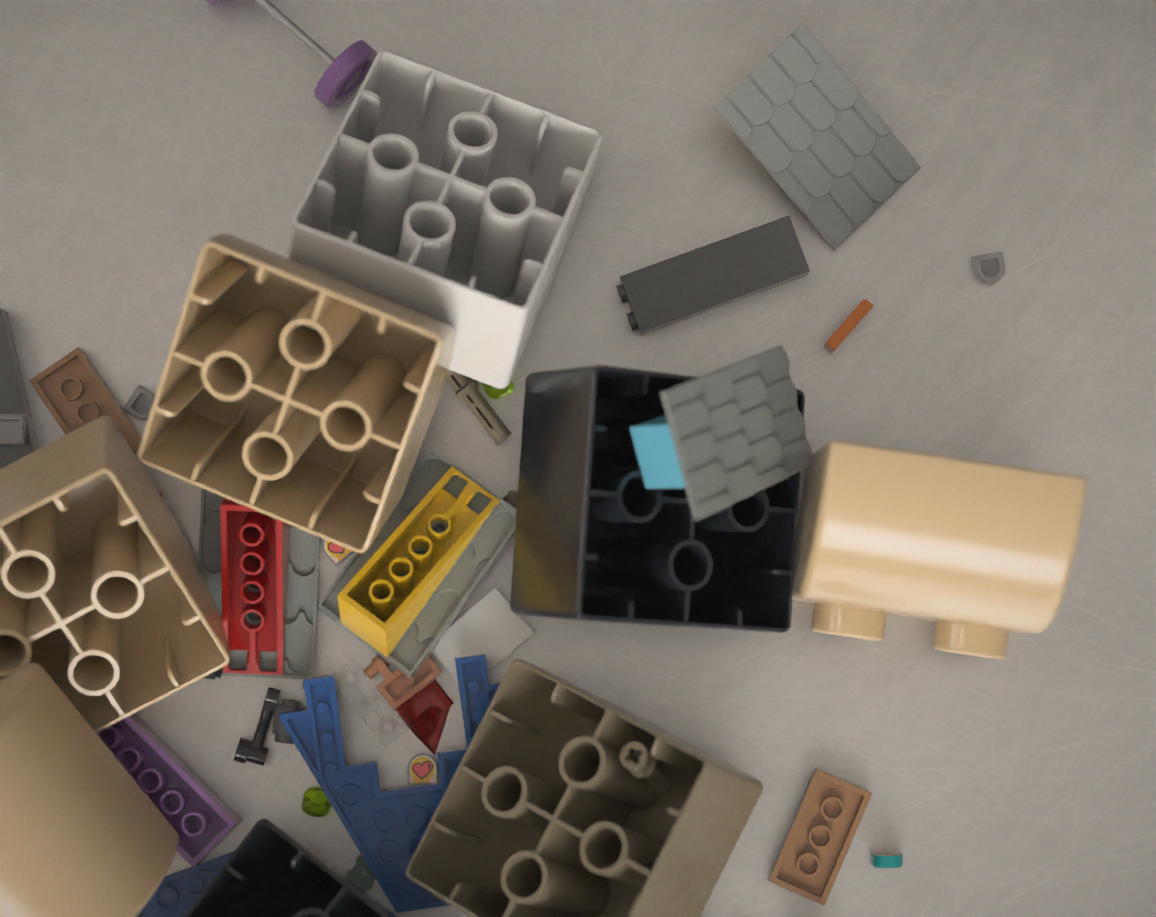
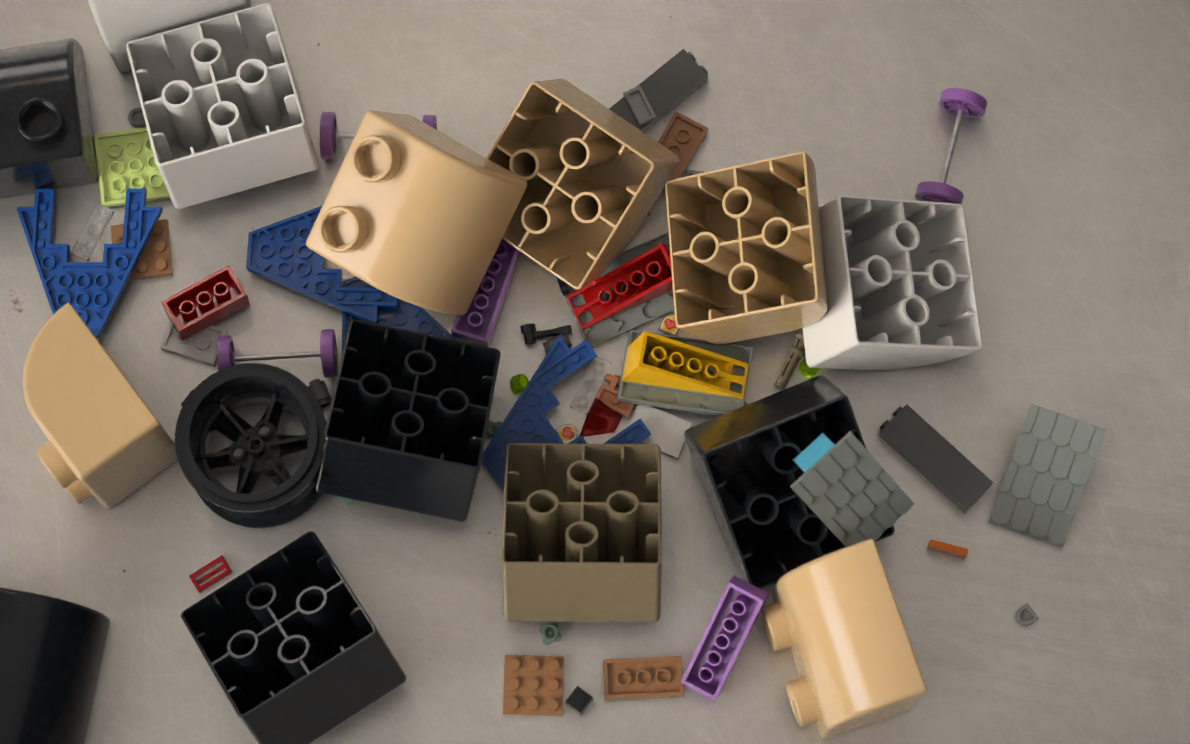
camera: 60 degrees right, 10 degrees down
(644, 766) = (637, 539): dark tan pin -> none
(830, 701) = (724, 637): none -> medium lavender brick
(886, 860) = (649, 723): teal tile -> none

